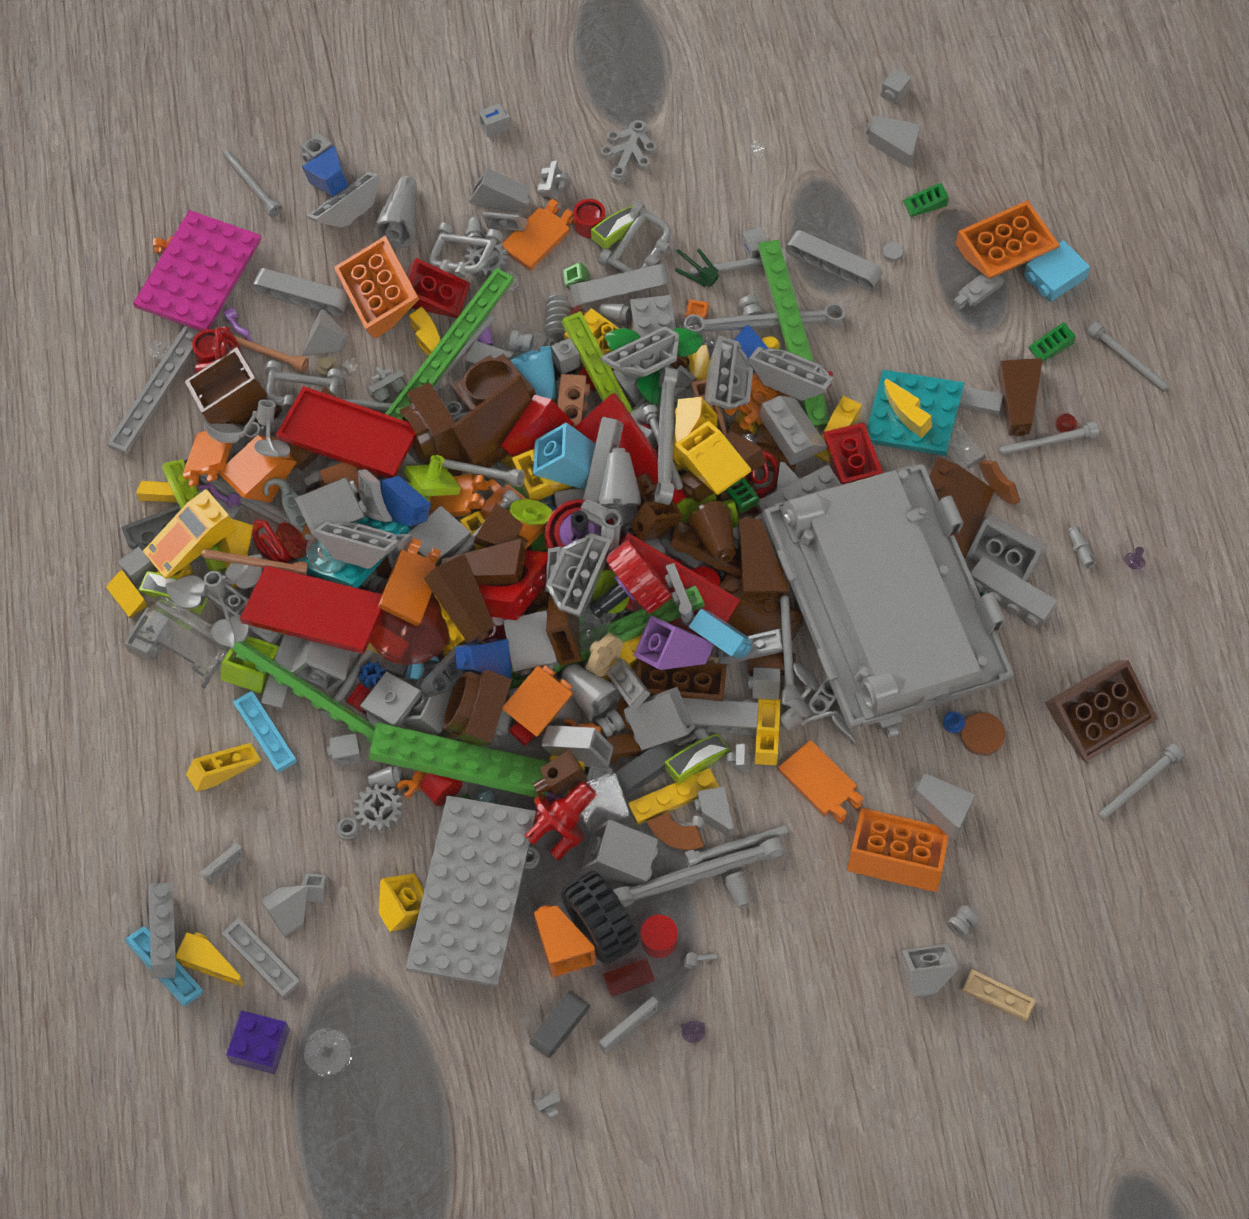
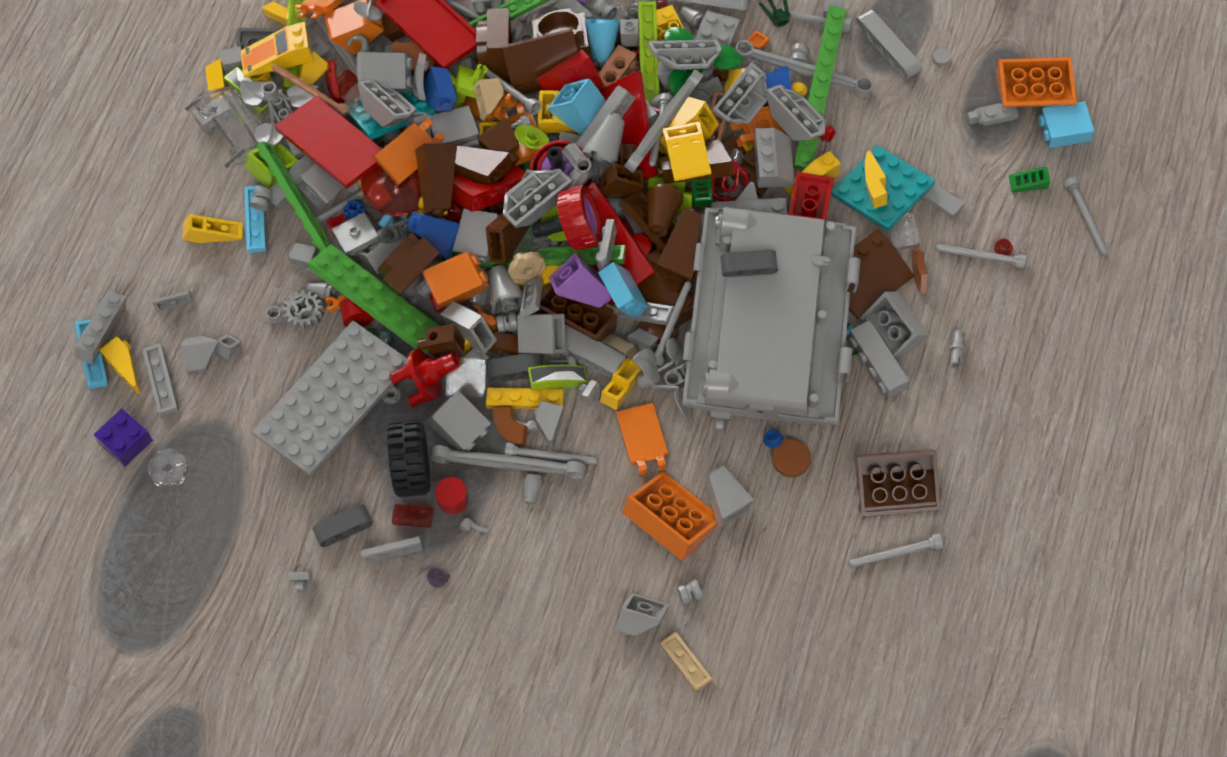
camera: 30 degrees right, 0 degrees up
(231, 499) = (325, 39): medium lavender piece -> none
(263, 706) = (261, 198): none -> light grey wheel
(400, 901) = (277, 381): yellow slope -> none
(459, 487) = (488, 94): none -> tan slope
(562, 942) = (372, 465): orange slope -> none
(749, 694) = (621, 345): none -> dark tan slope
(849, 549) = (749, 263): none -> dark grey beam
(931, 192) = (992, 22): green slope -> none
(1019, 388) = (978, 208): reddish brown slope -> none
(1135, 559) = (995, 378): clear purple plate -> none

